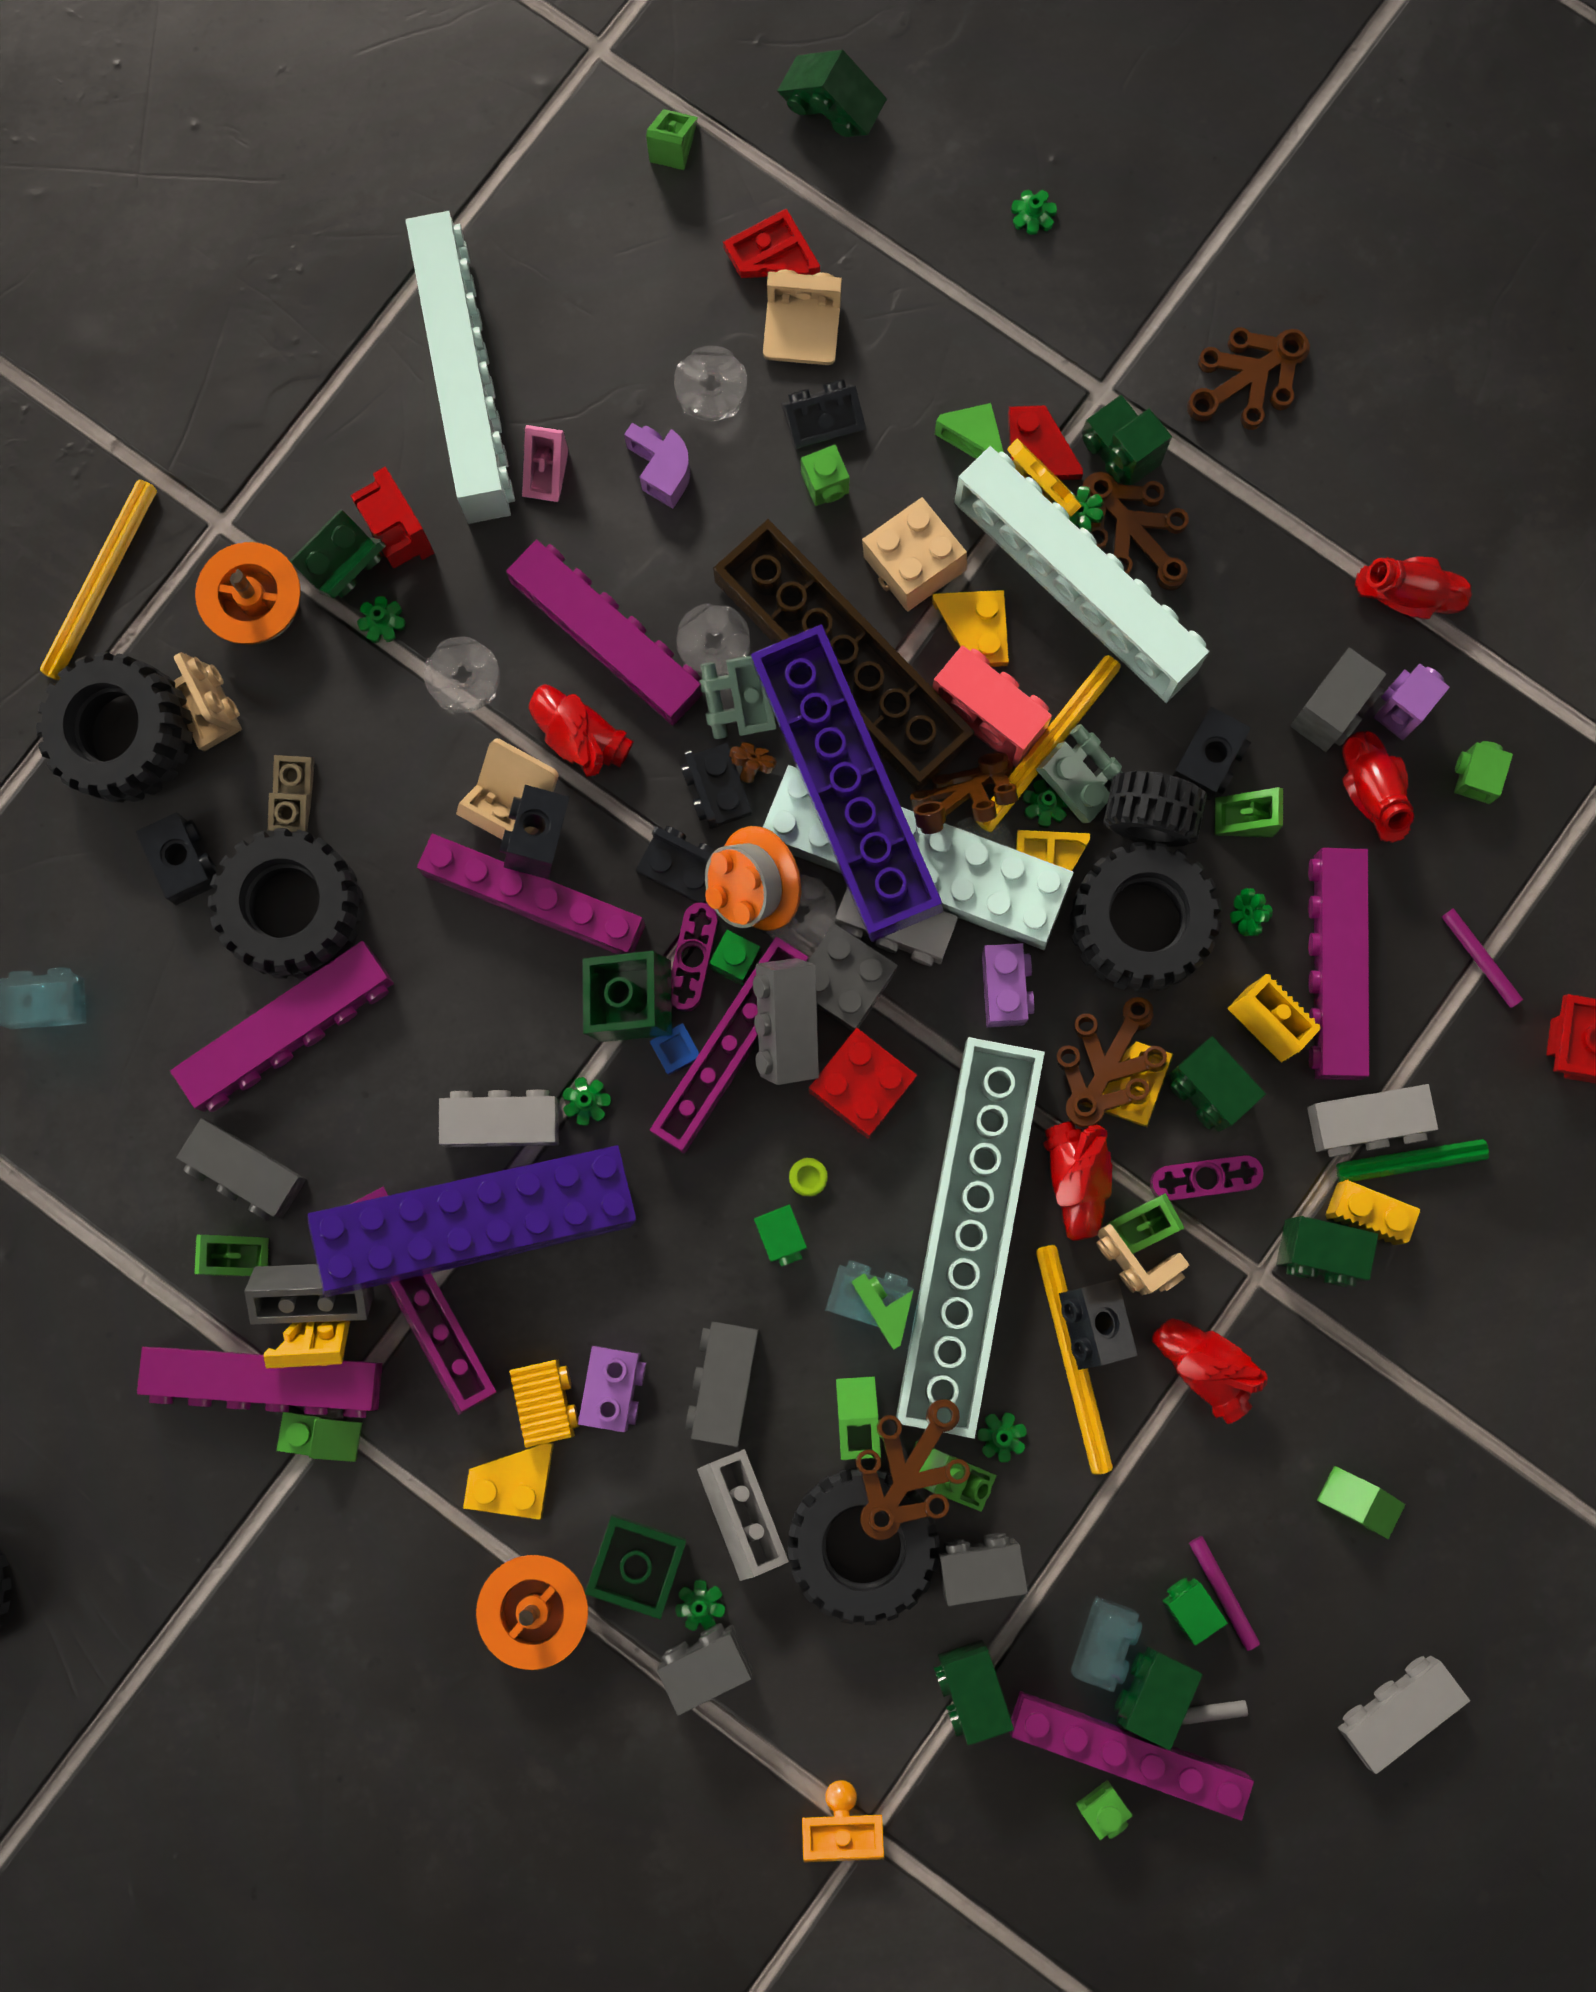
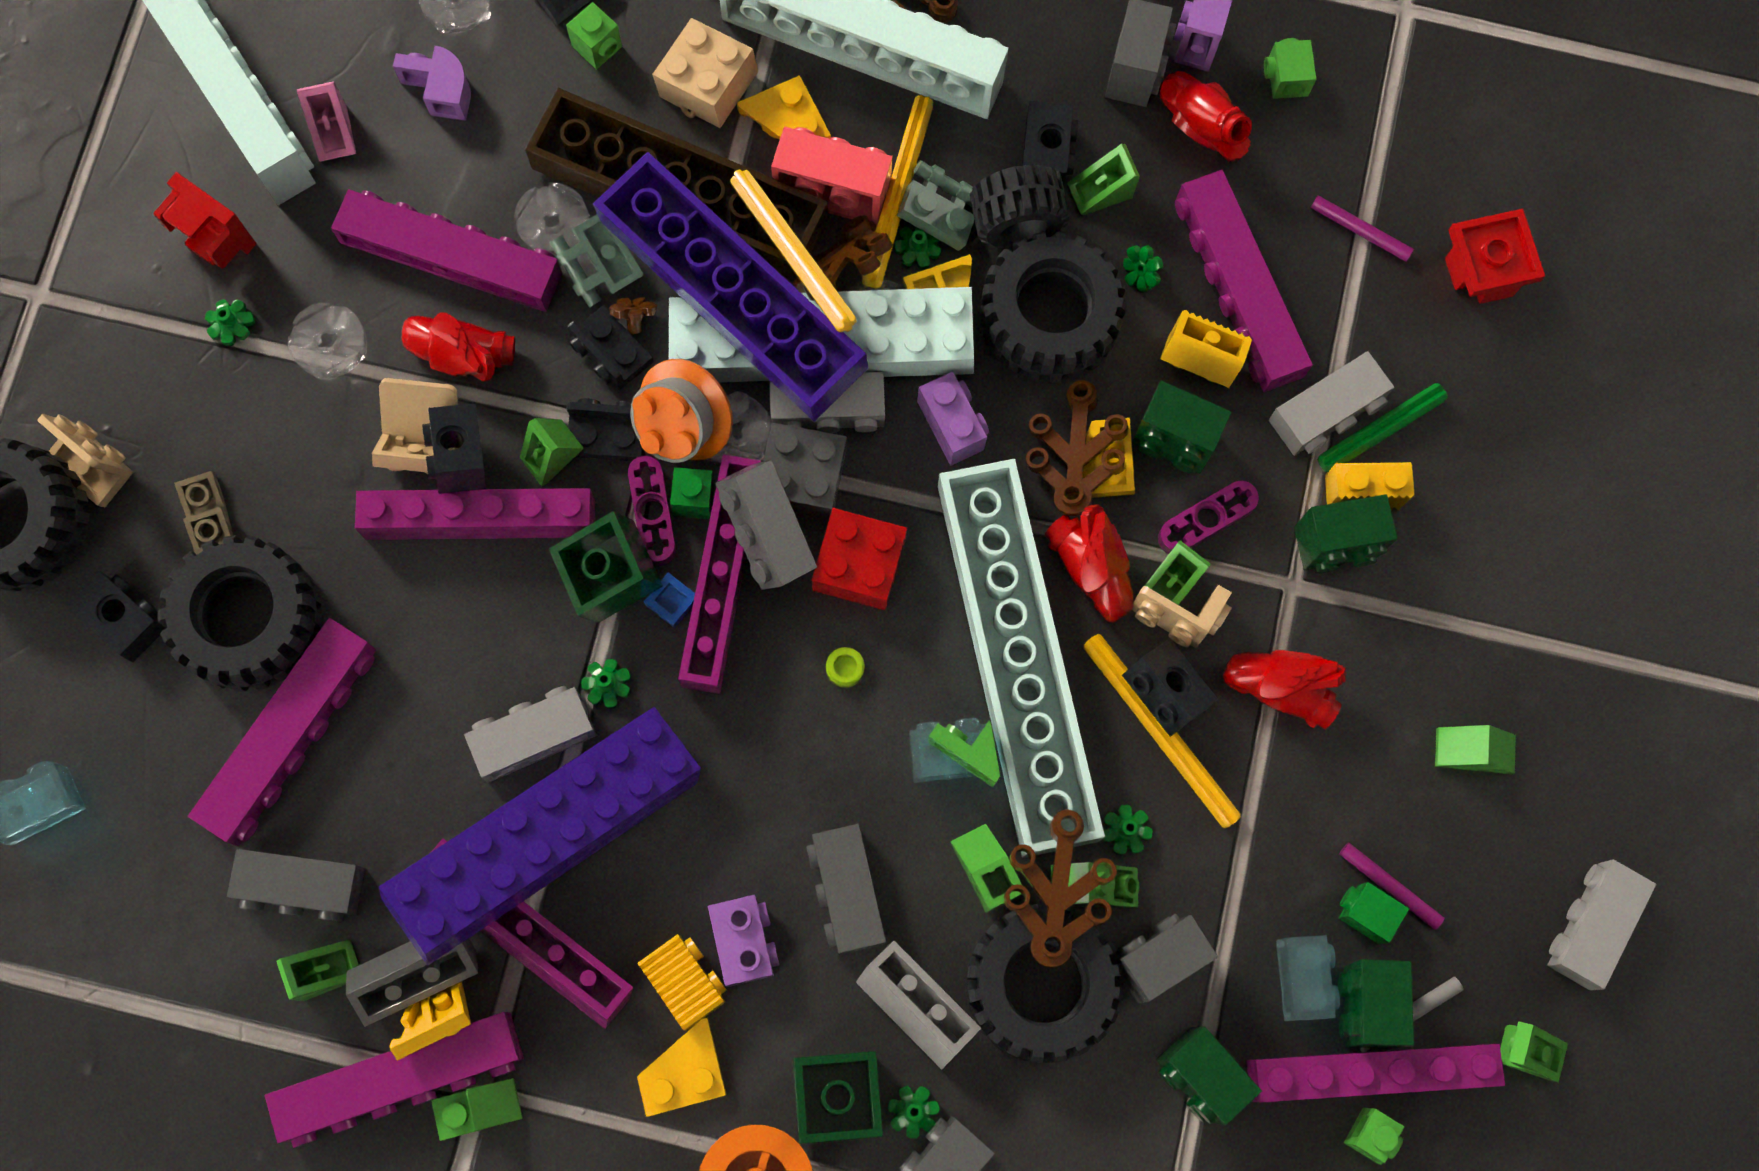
camera: 30 degrees left, 5 degrees down
(248, 593) = (90, 342): orange piece -> none
(337, 556) = (161, 277): dark green bracket -> none
(622, 861) = (548, 448): none -> bright green slope
(781, 1235) = (843, 729): green brick -> none
(918, 773) = (793, 251): none -> yellow axle
(1285, 1800) = (1533, 1051): none -> bright green slope

